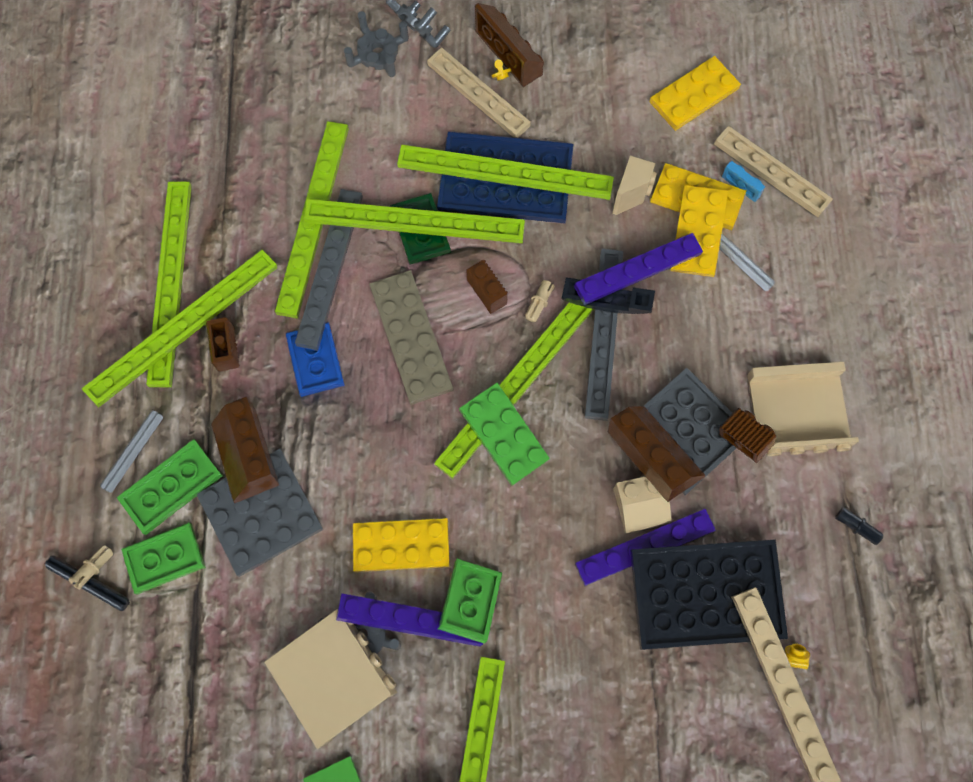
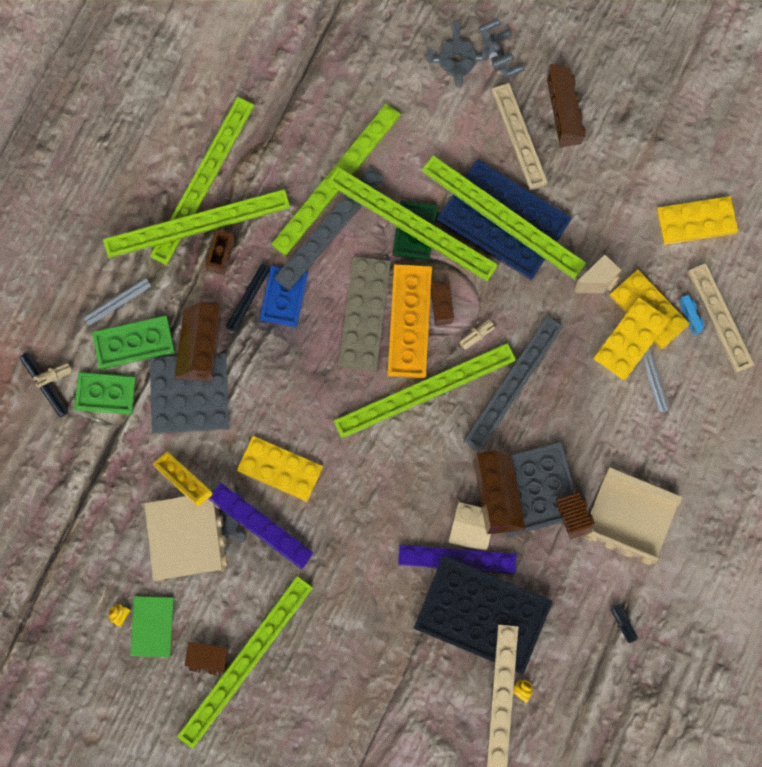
camera: 25 degrees right, 5 degrees up
(276, 379) = (248, 297): none -> black axle
(296, 612) = (182, 479): none -> yellow plate
(462, 322) = (409, 321): none -> light orange plate
(470, 601) = (309, 533): bright green tile -> none
(501, 74) = (546, 128): yellow plate -> none
(504, 434) = (396, 424): bright green plate -> none
(622, 301) = (528, 358): black slope -> none
(638, 268) = (564, 347): dark purple plate -> none

